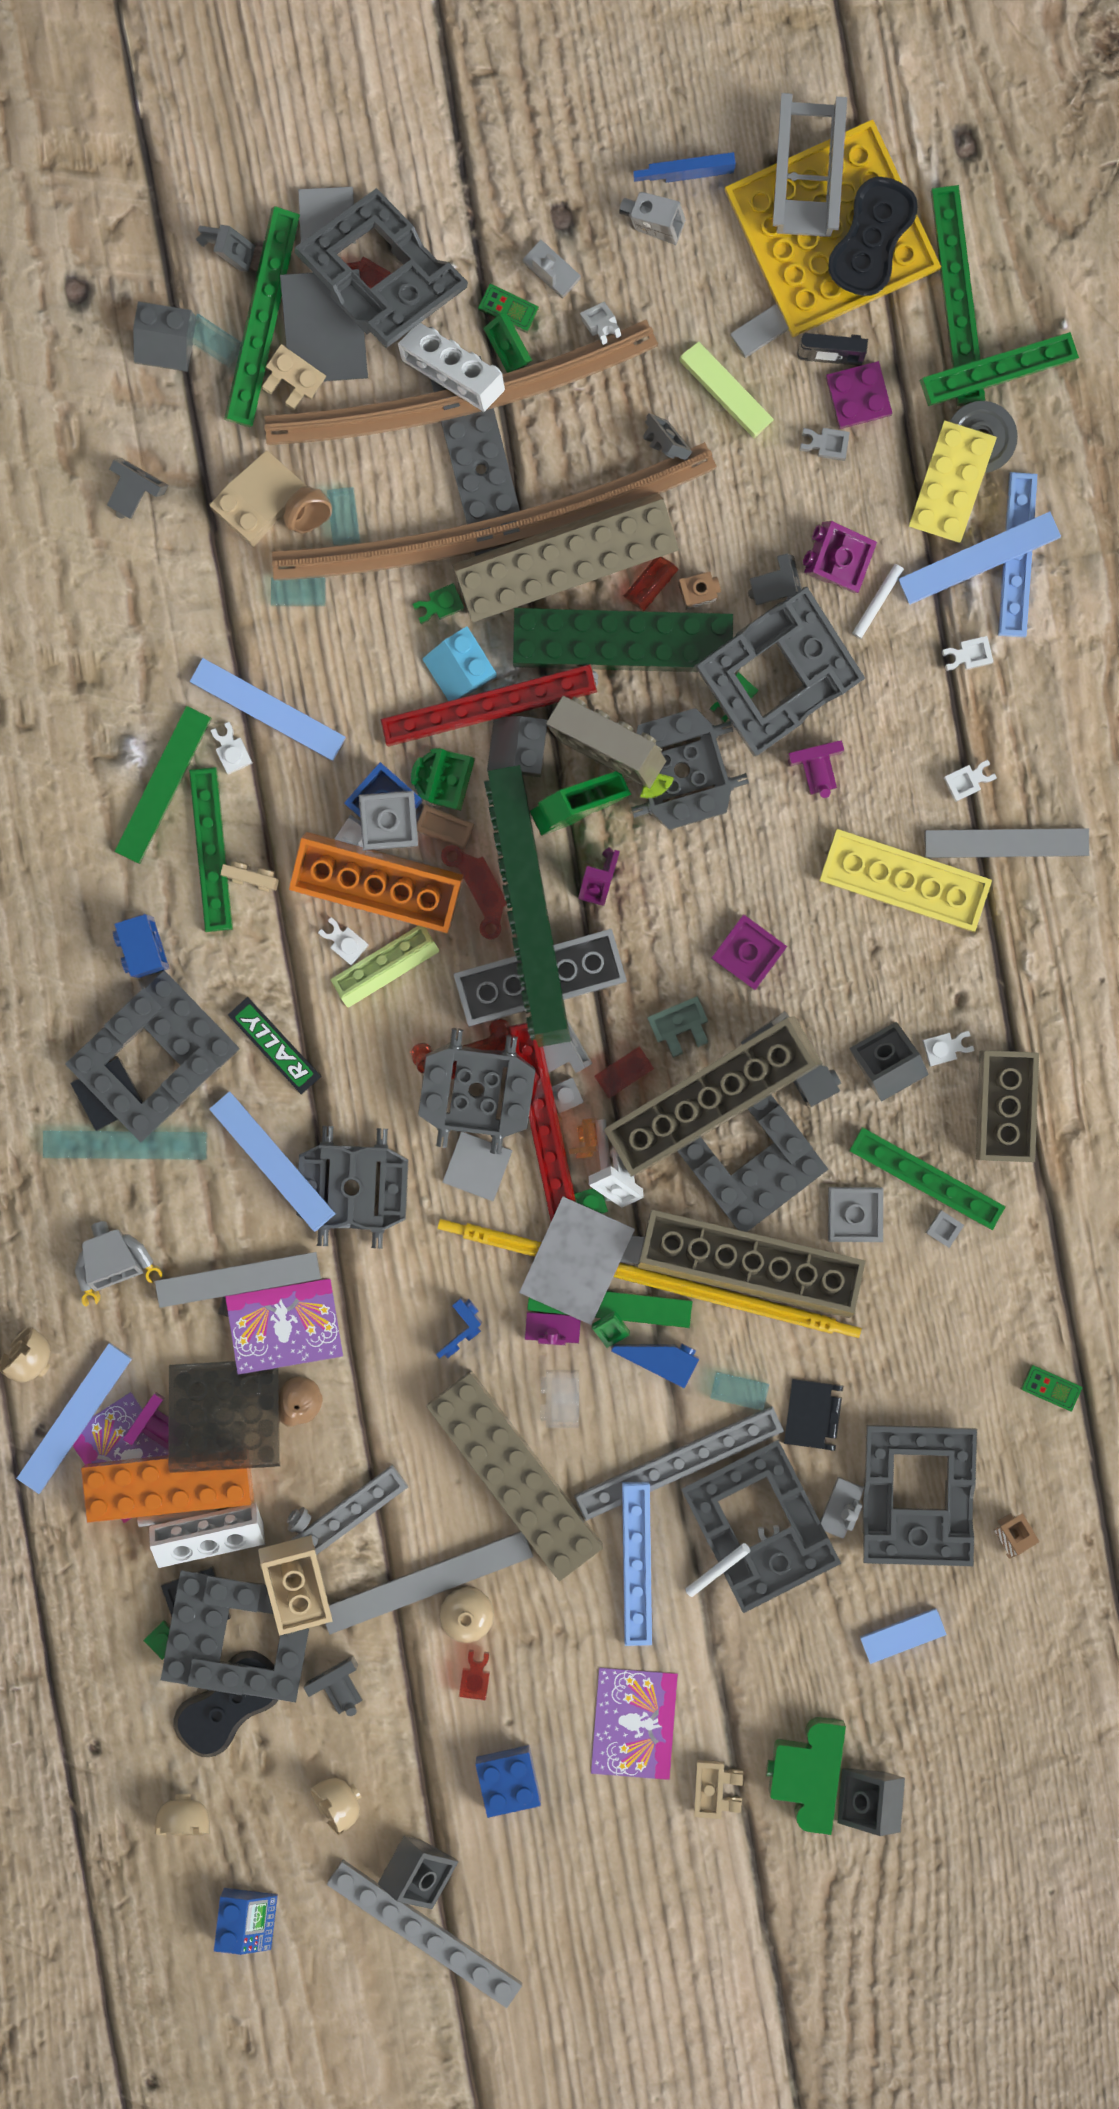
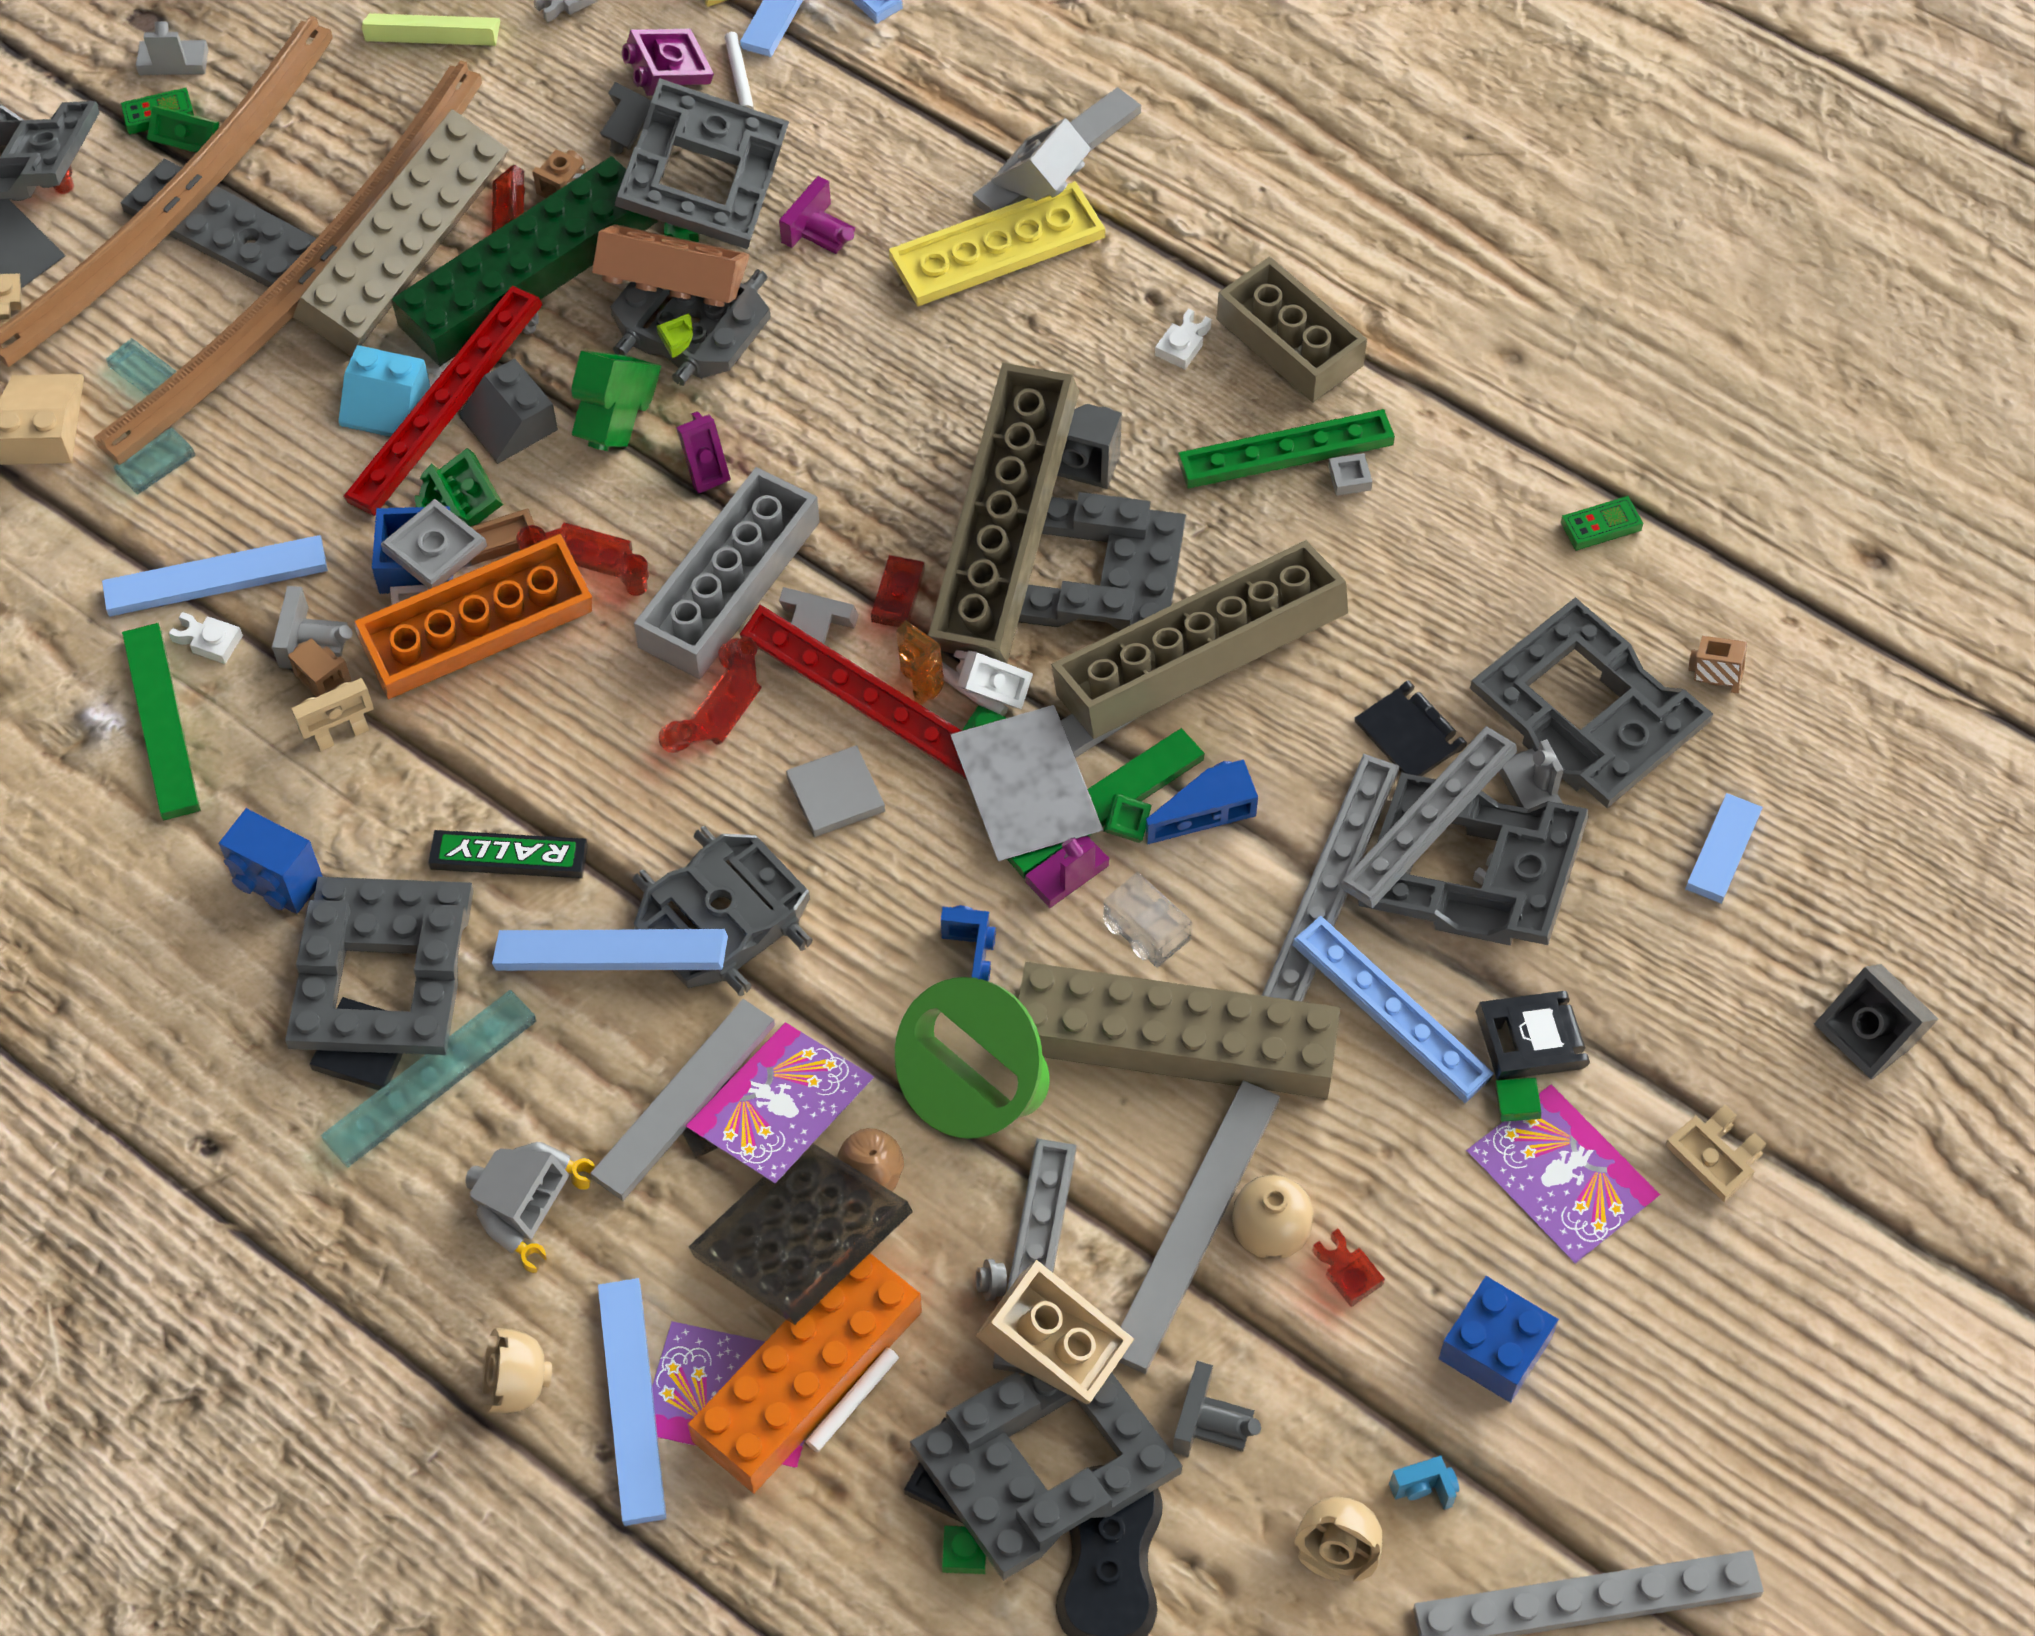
camera: 45 degrees left, 30 degrees down
(151, 1423) = (732, 1326): magenta piece -> none
(206, 1535) = (883, 1386): white brick -> none
(210, 849) = (269, 738): green tile -> none
(270, 831) = (318, 667): none -> medium nougat brick
(286, 799) = (295, 628): none -> light grey piece
(307, 510) = (100, 381): medium nougat hair -> none
(346, 944) = (496, 708): white plate -> none
(375, 1406) = (947, 1089): none -> bright green piece
(384, 965) = (557, 696): yellowish green slope -> none
(403, 1809) = (1418, 1479): none -> dark azure bracket
(417, 1873) = (1507, 1532): dark grey slope -> none
(443, 603) = (312, 365): green plate -> none
(452, 366) = (141, 168): white brick -> none
(479, 1112) = (722, 702): dark grey piece -> none
(529, 909) = (655, 498): dark green brick -> none
(566, 1095) = (864, 654): light grey plate -> none
(600, 321) = (259, 54): white plate -> none
(606, 741) = (602, 316): dark tan brick -> none
(649, 1669) = (1518, 1099): none -> green tile
(665, 438) = (402, 85): dark grey plate -> none
(666, 1282) = (1129, 738): yellow axle -> none
(678, 1020) = (904, 507): sand green plate -> none
(693, 734) = (669, 264): none -> nougat slope
(697, 1647) = (1541, 1031): none -> black container
(717, 1570) = (1477, 934): white bar -> none
(739, 1391) = (1315, 769): clear light blue tile -> none
(749, 952) = (913, 405): magenta plate -> none
(762, 1483) = (1428, 817): none -> light grey tile
(809, 1773) = (1790, 1050): green brick -> none
(855, 1214) = (1253, 531): light grey tile -> none
(889, 1061) = (1145, 383): dark grey slope -> none
(965, 781) = (969, 134): white plate -> none
(972, 653) = (866, 43): white plate -> none
(980, 854) = (1044, 162): none -> light grey slope

